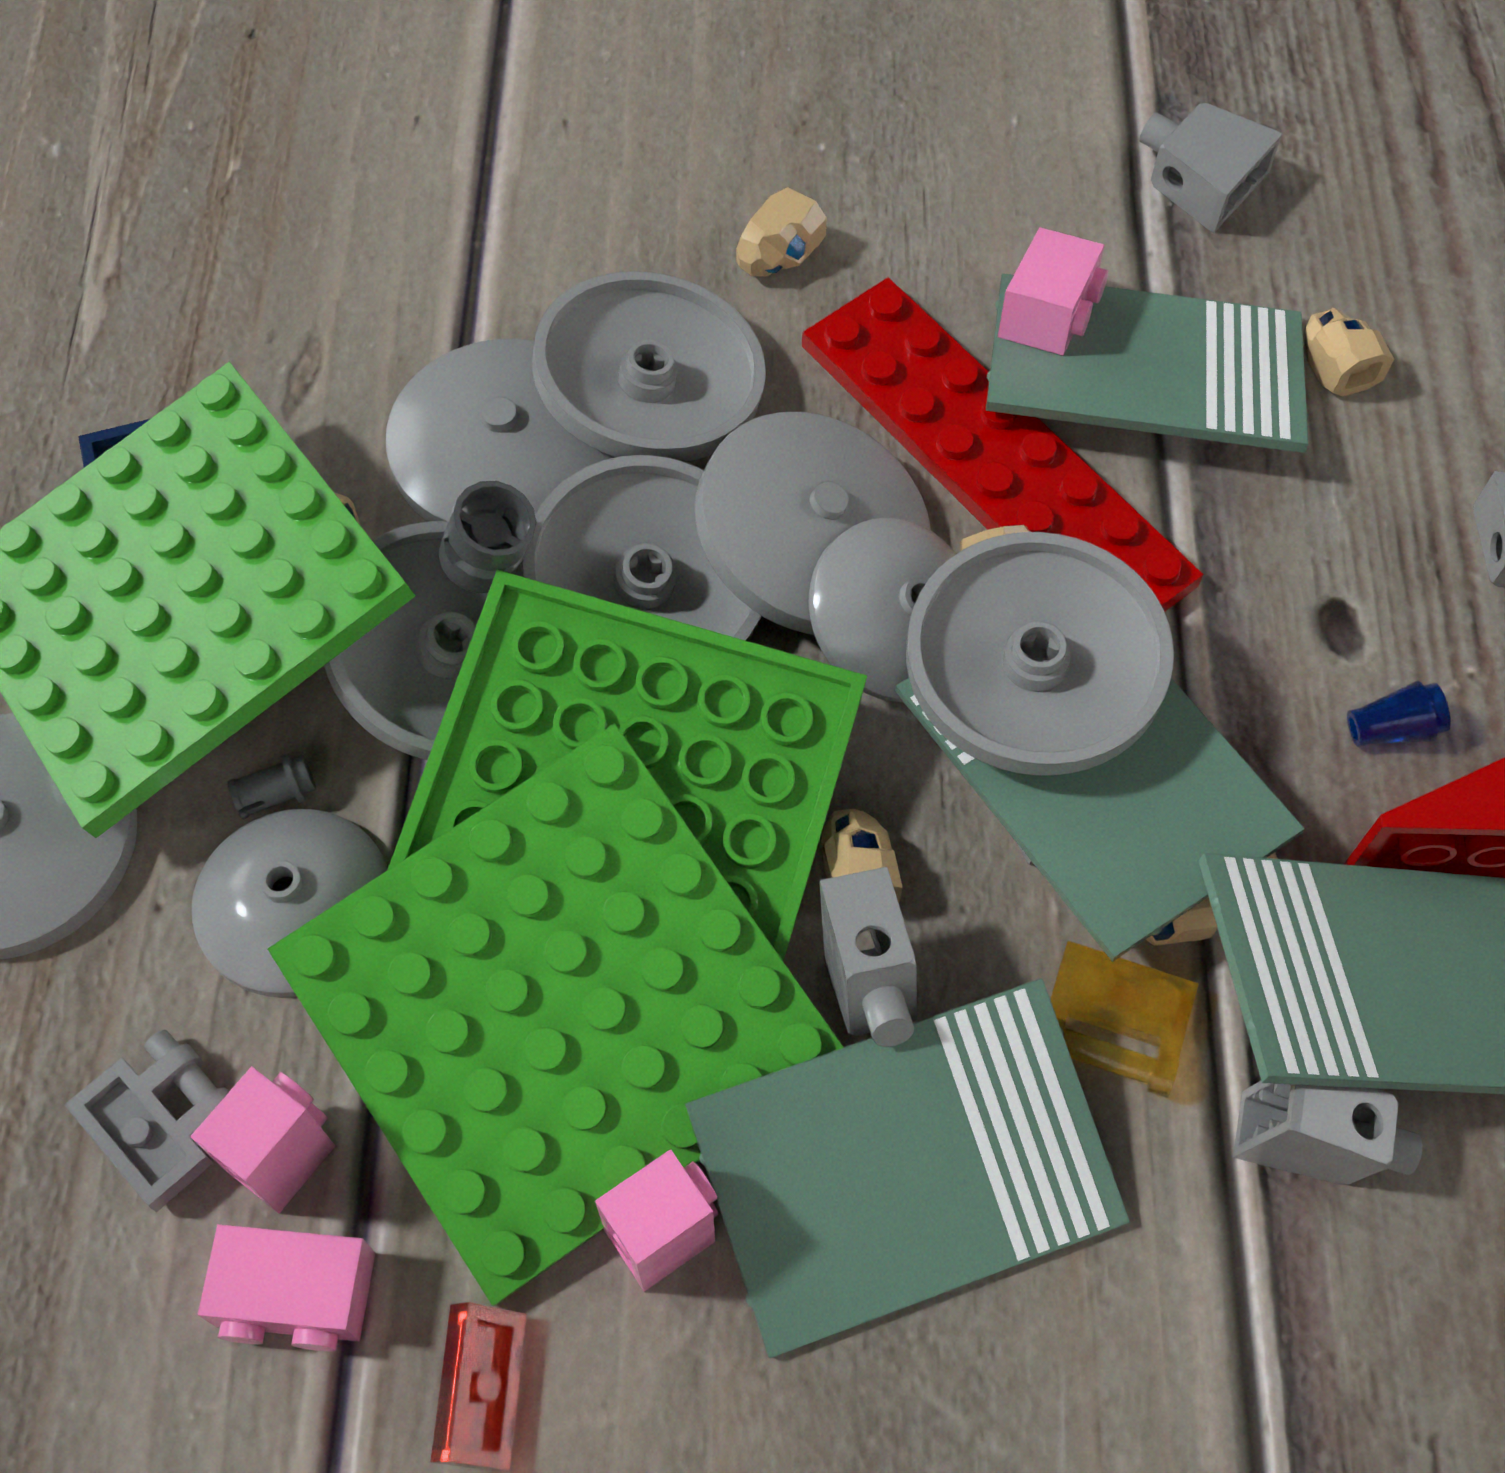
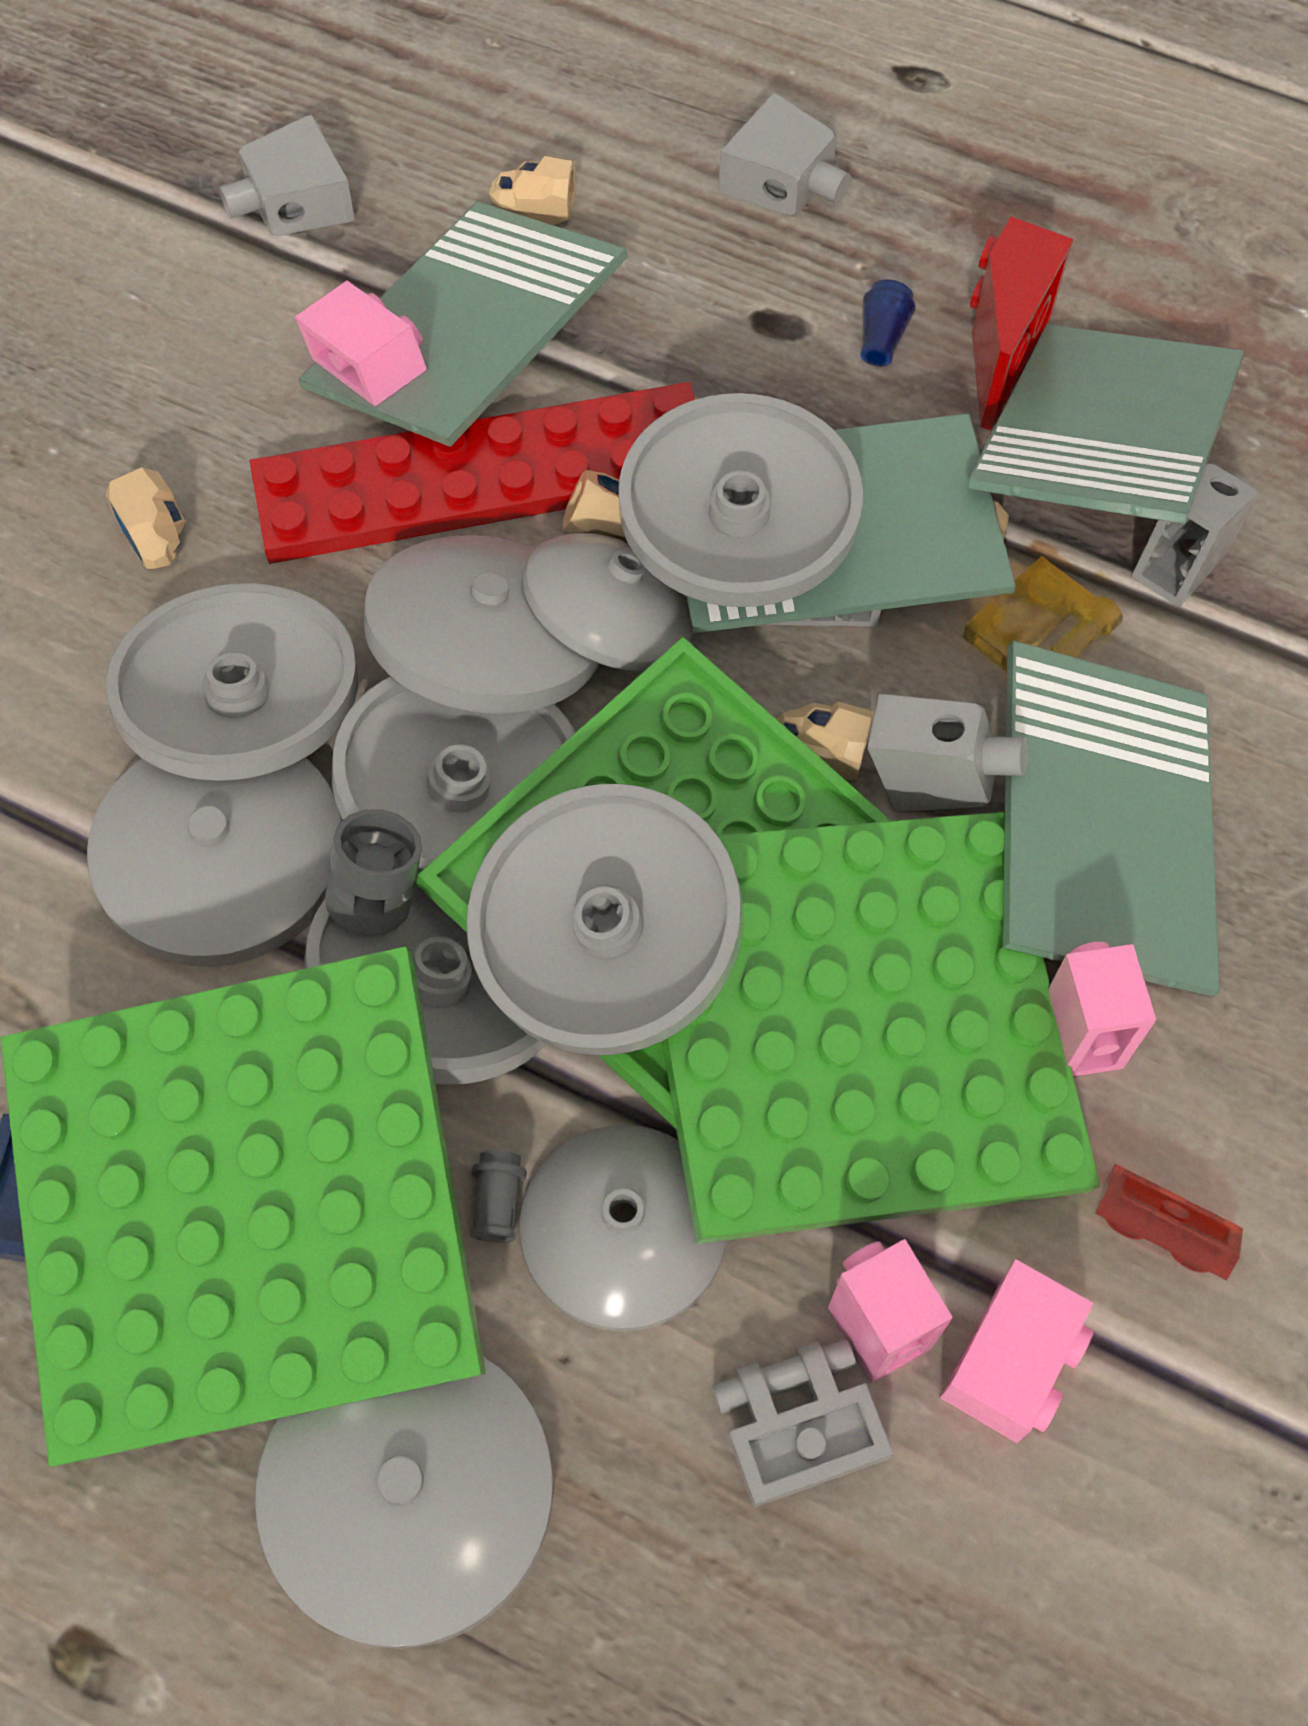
camera: 65 degrees left, 0 degrees up
(511, 727) = (605, 919): none -> light grey dish

